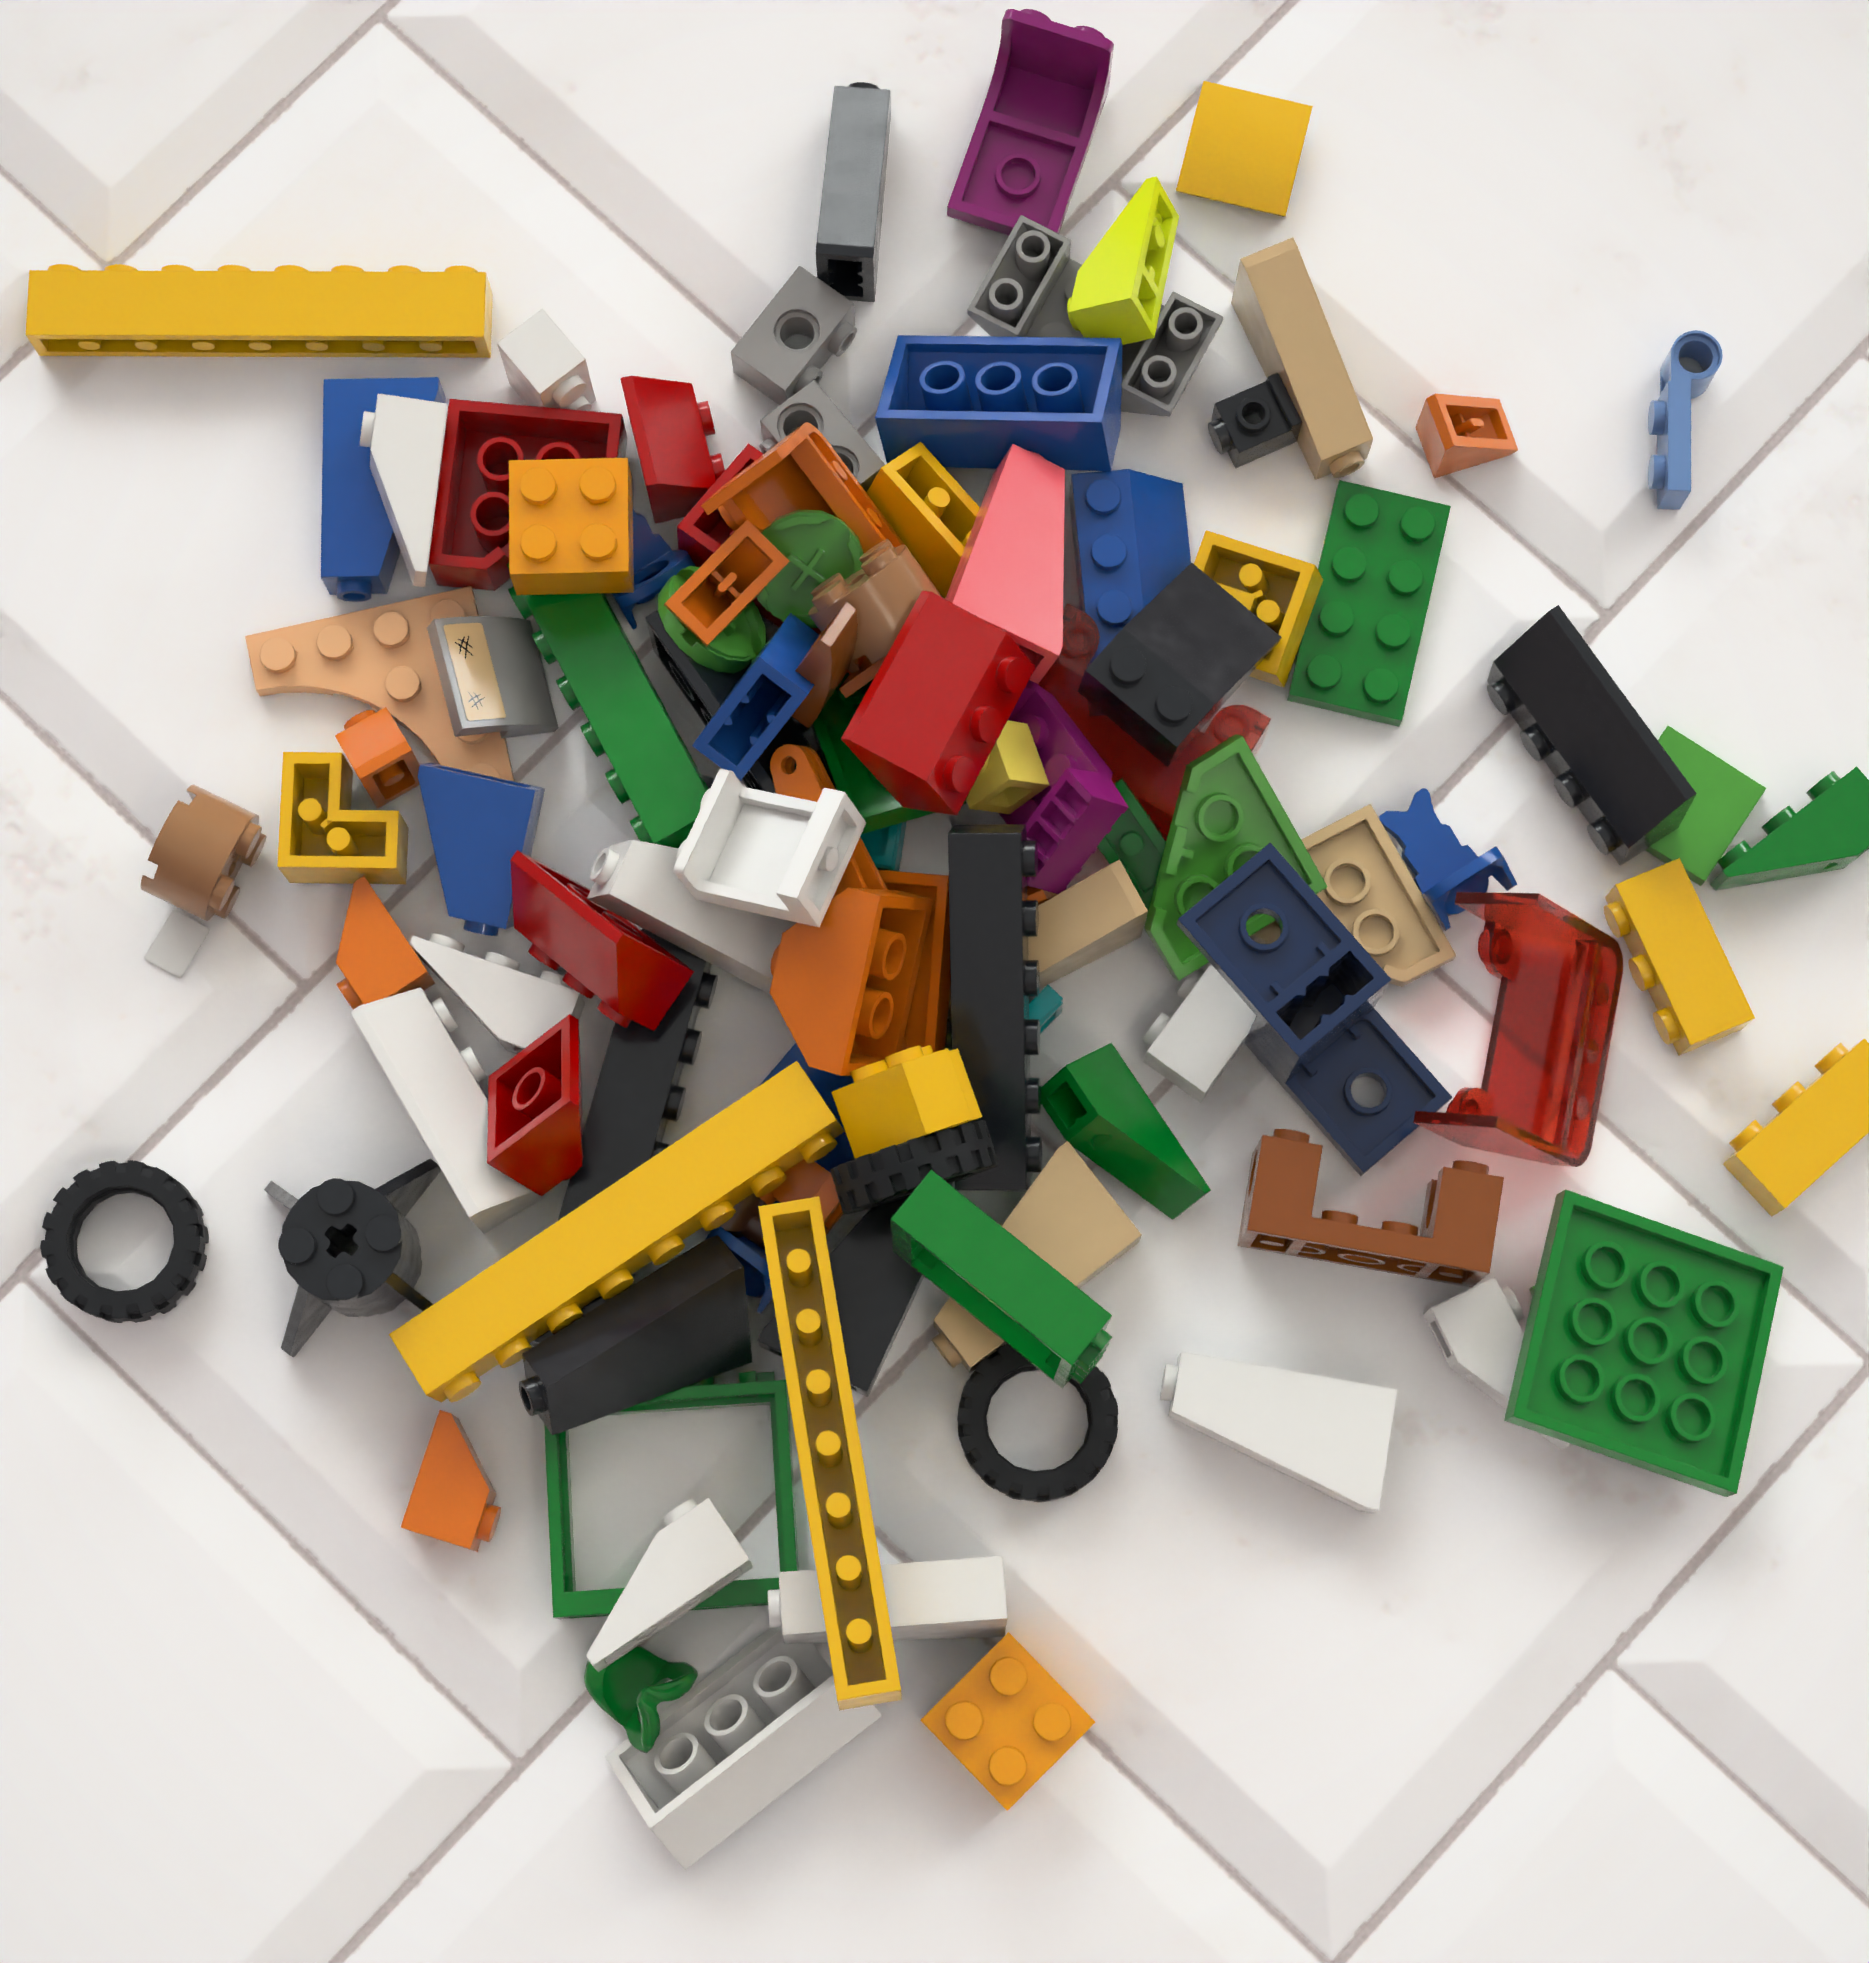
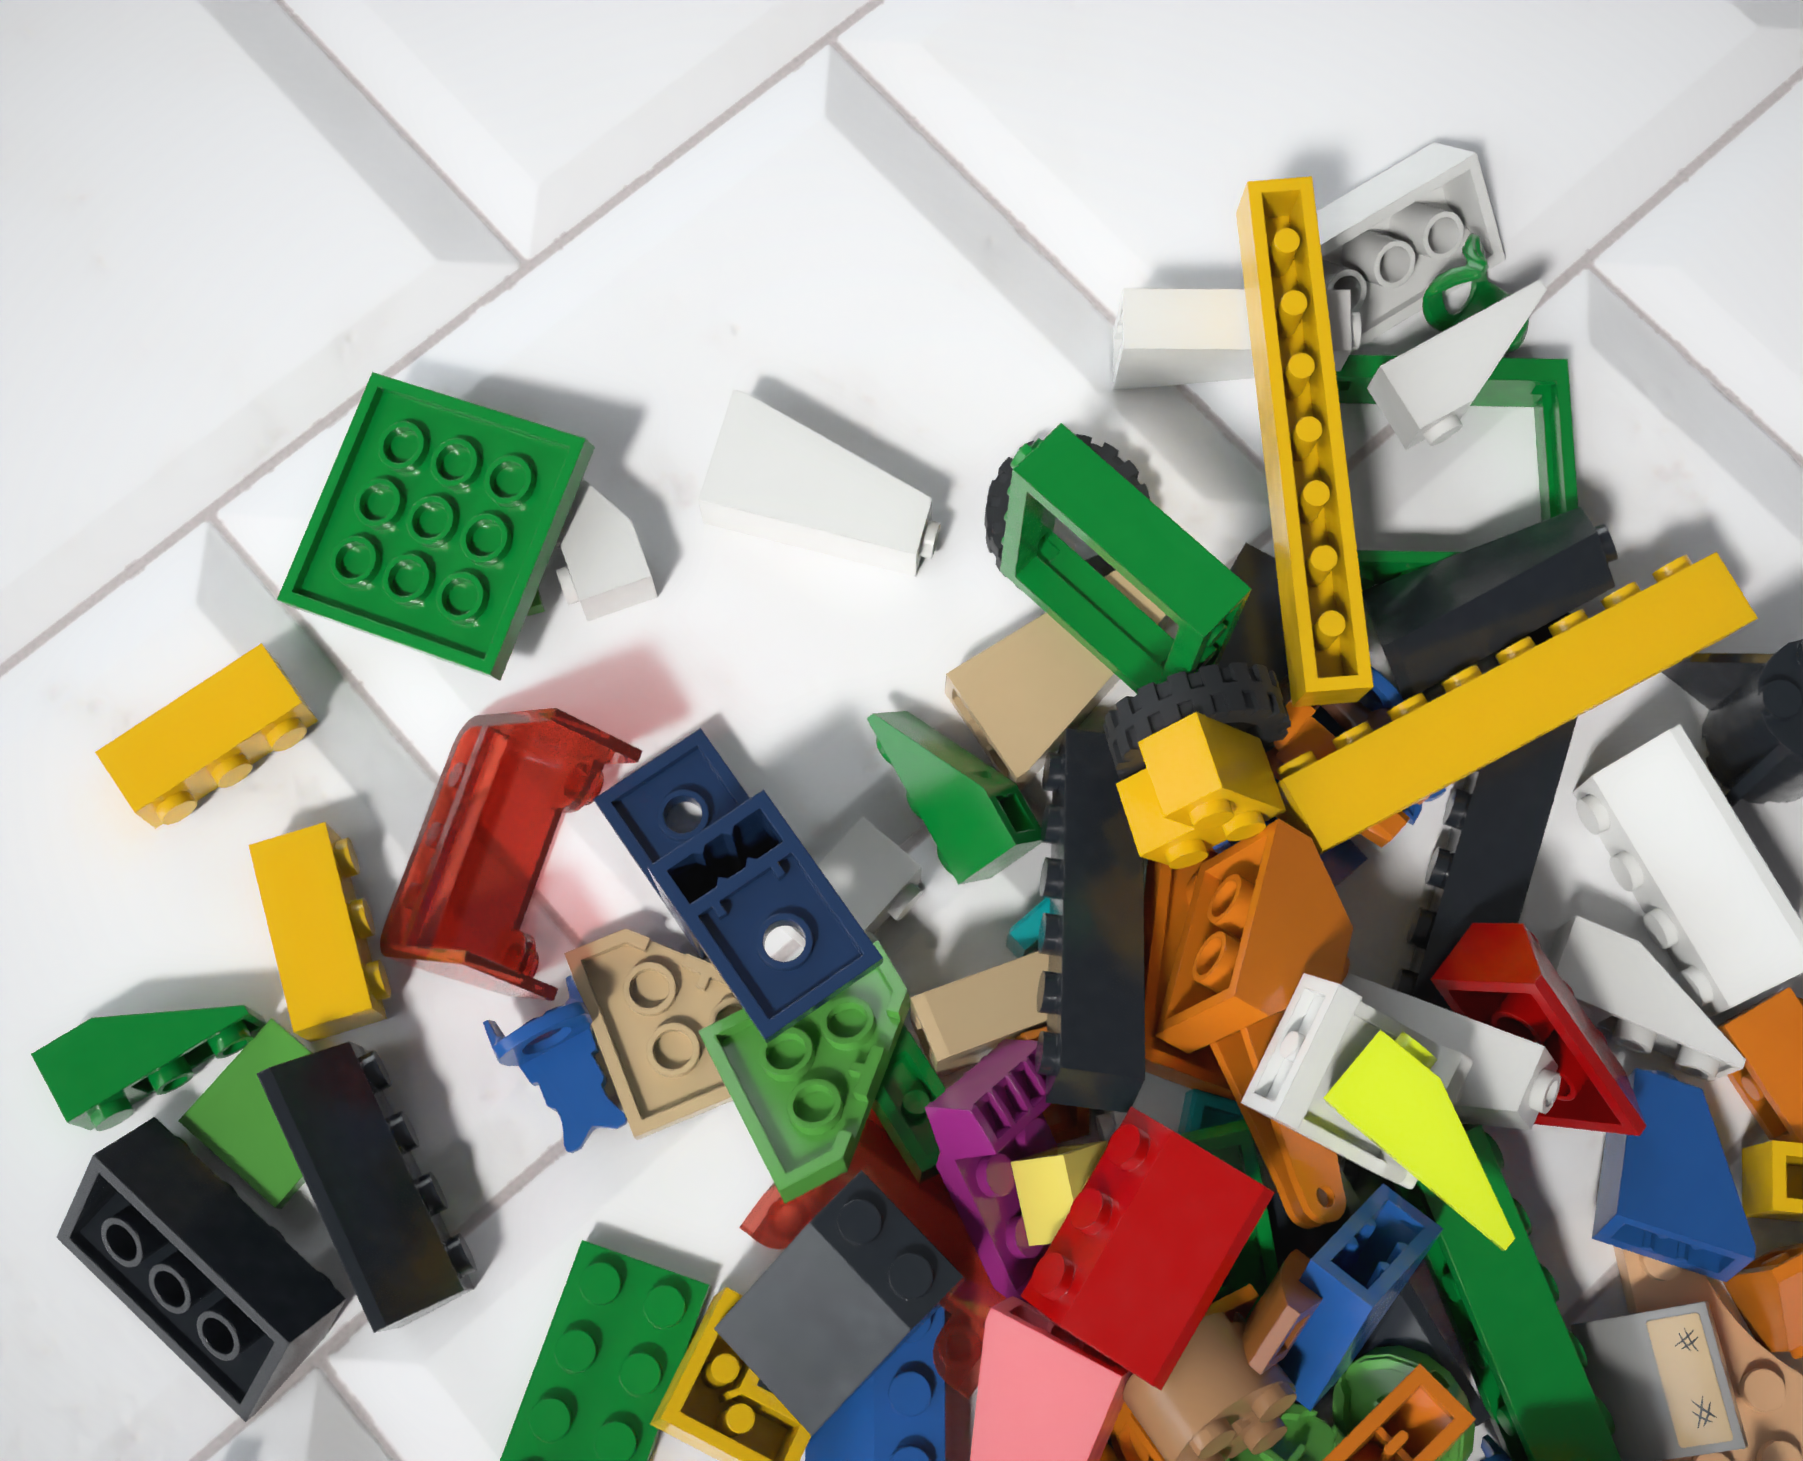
camera: 175 degrees left, 5 degrees down
(452, 1490) = (1666, 494): orange slope -> none
(538, 1110) = (1598, 848): red slope -> none
(727, 805) = (1411, 1118): none -> neon yellow slope
(1008, 1721) = (1117, 236): light orange brick -> none
(1454, 1231) = (624, 629): dark orange plate -> none
(1720, 672) = (198, 1266): none -> black slope

